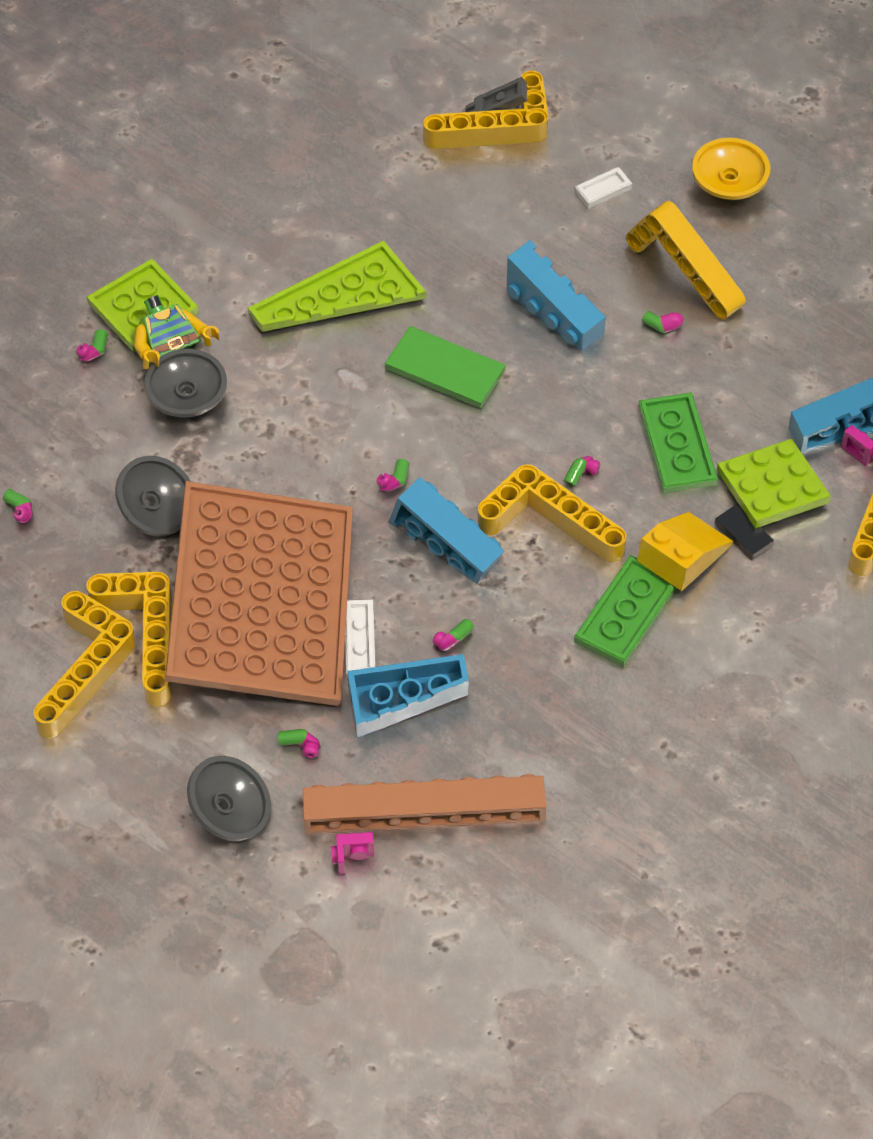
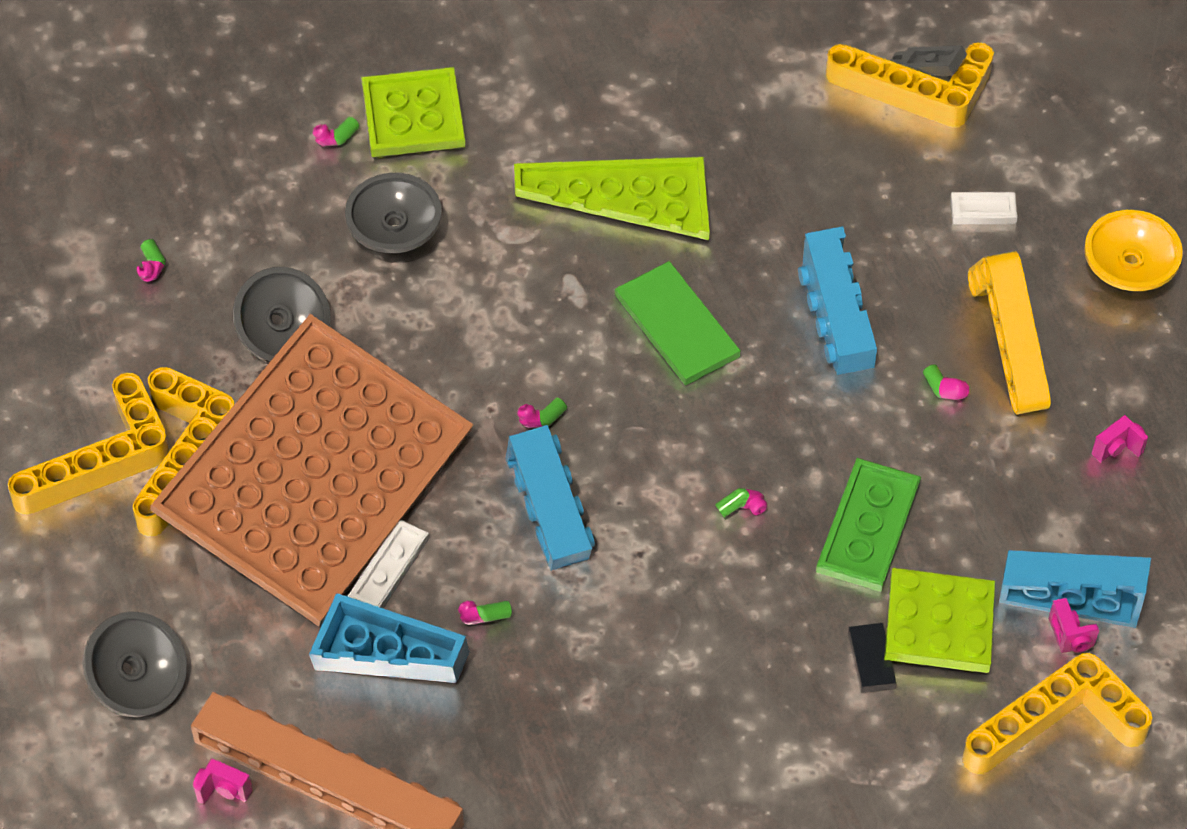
camera: 30 degrees right, 0 degrees up
(169, 331) = (411, 150): torso -> none
(303, 738) = (254, 638): arm -> none
(554, 508) = (683, 530): yellow beam -> none
(625, 612) = (685, 678): bright green tile -> none
(681, 549) = (787, 640): yellow slope -> none
(809, 298) = (1117, 437): none -> dark pink bracket

